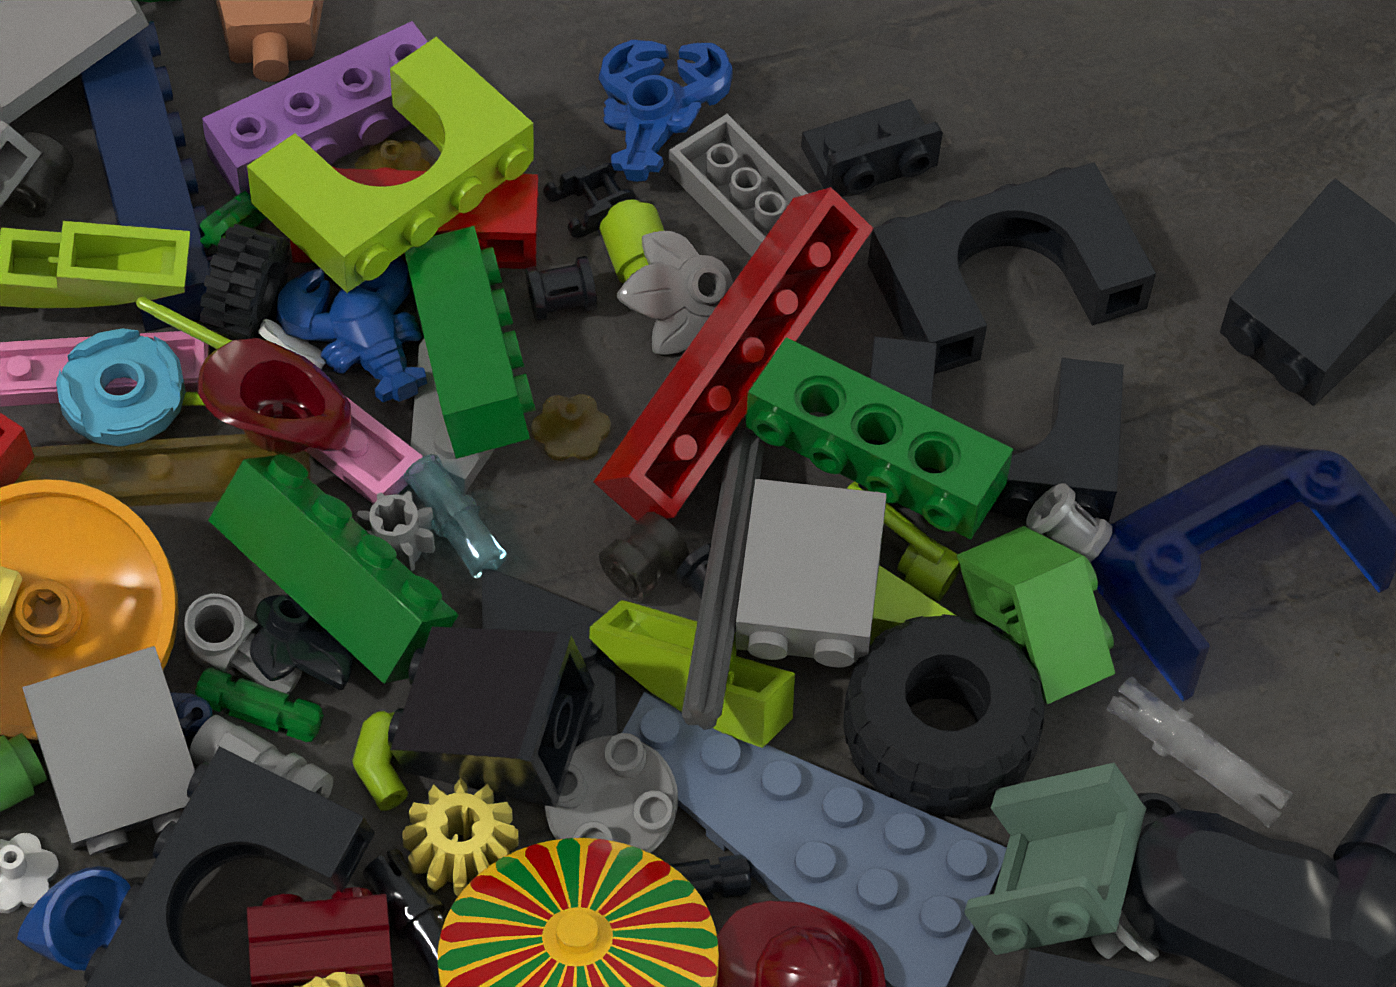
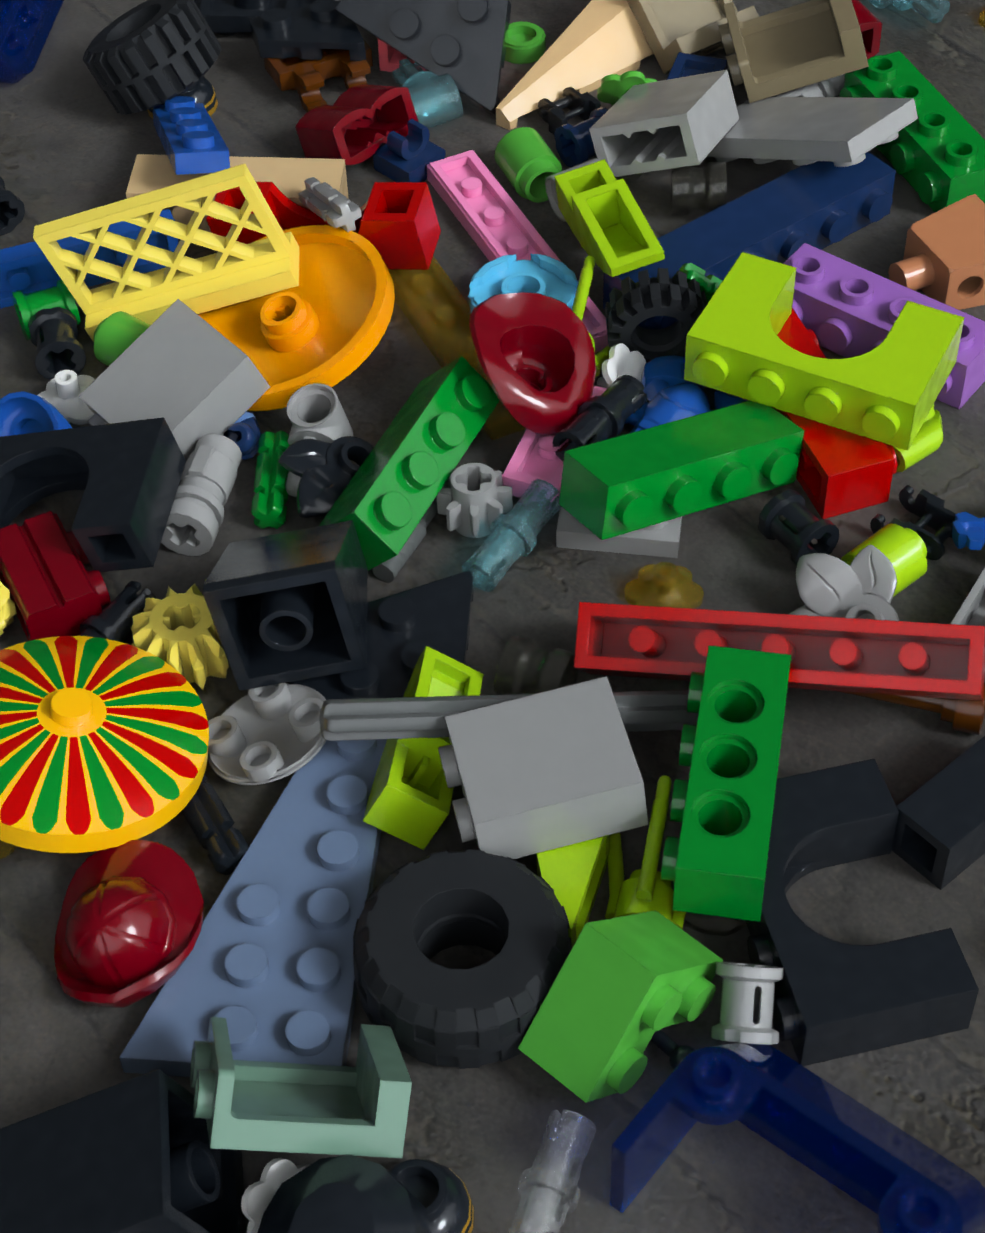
camera: 75 degrees right, 10 degrees down
(363, 383) = (602, 415): none -> black pin

